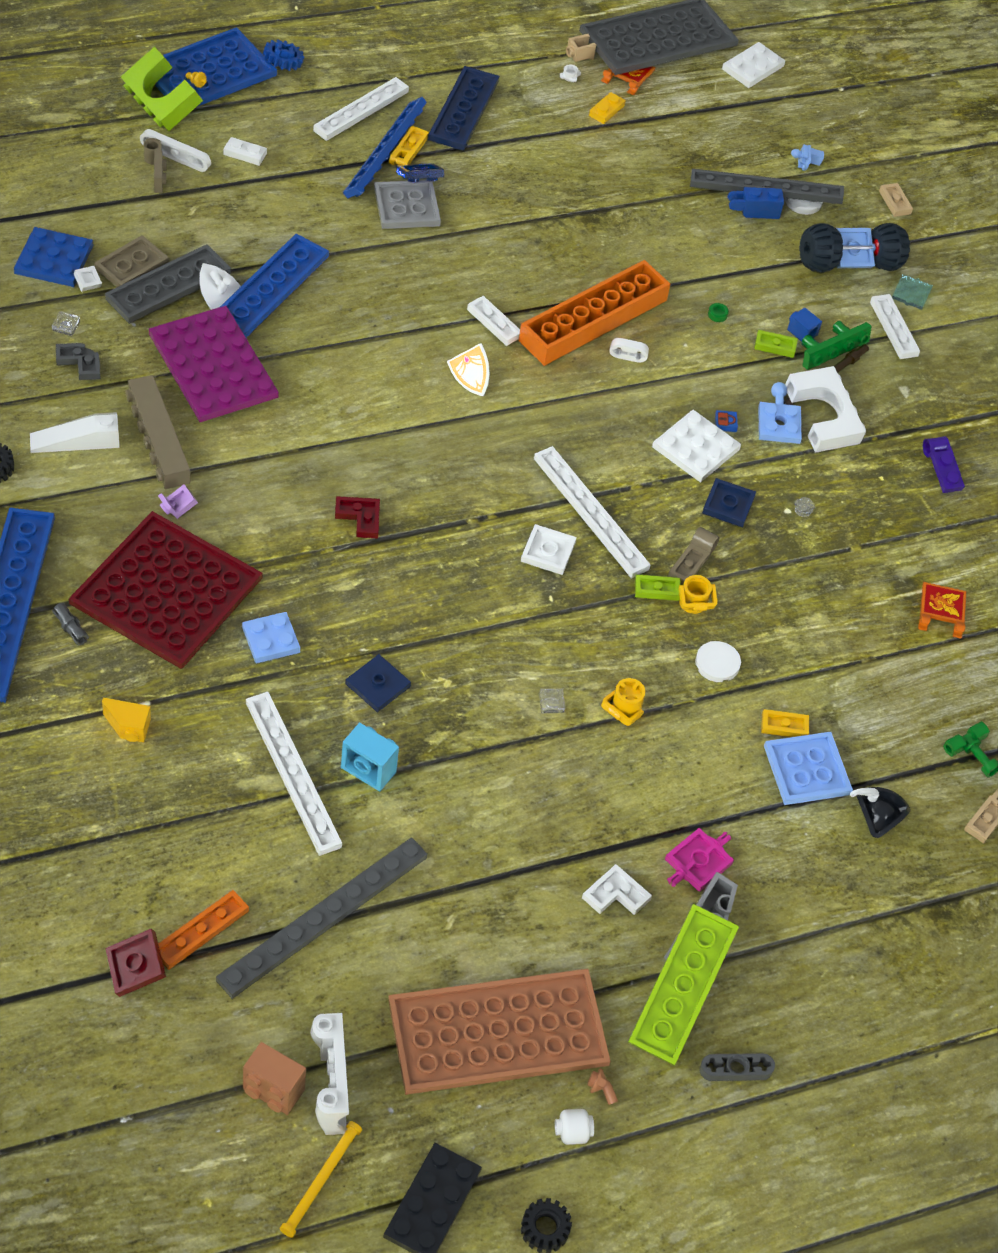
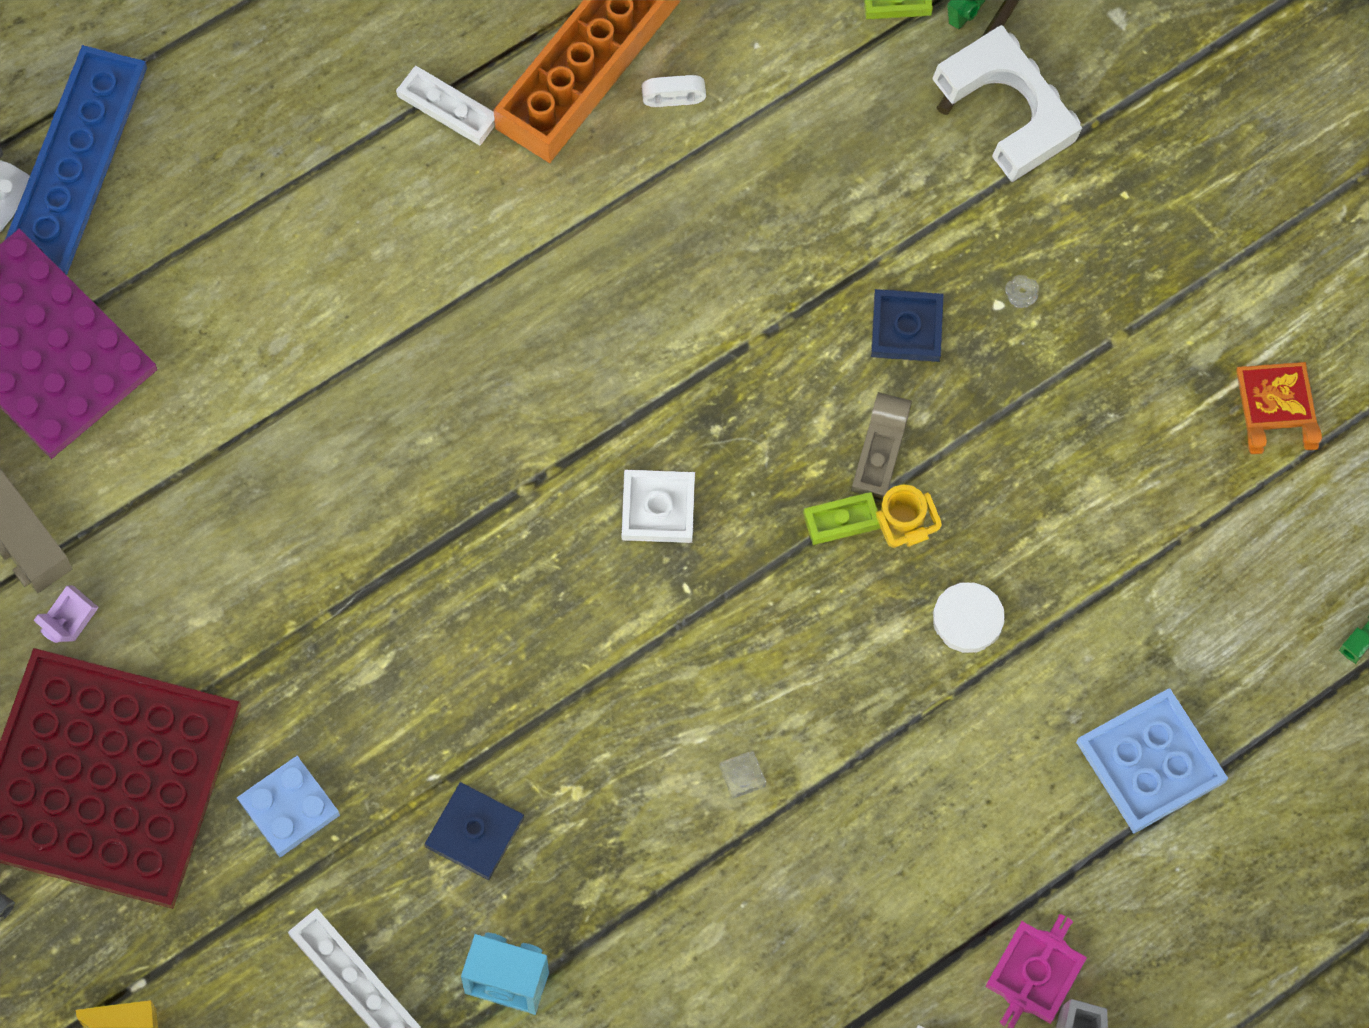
camera: 10 degrees left, 15 degrees up
(360, 509) = (353, 532): dark red plate -> none
(471, 369) = (441, 216): shield -> none
(592, 512) = (703, 414): white plate -> none
(627, 701) = (853, 739): yellow piece -> none
(696, 445) = (827, 233): white plate -> none
(726, 420) = (860, 172): tile -> none
(771, 412) = (952, 127): light blue plate -> none
(784, 723) = (1098, 695): yellow plate -> none
(881, 809) = (1278, 796): black hat -> none
(944, 463) = (1214, 138): dark purple plate -> none

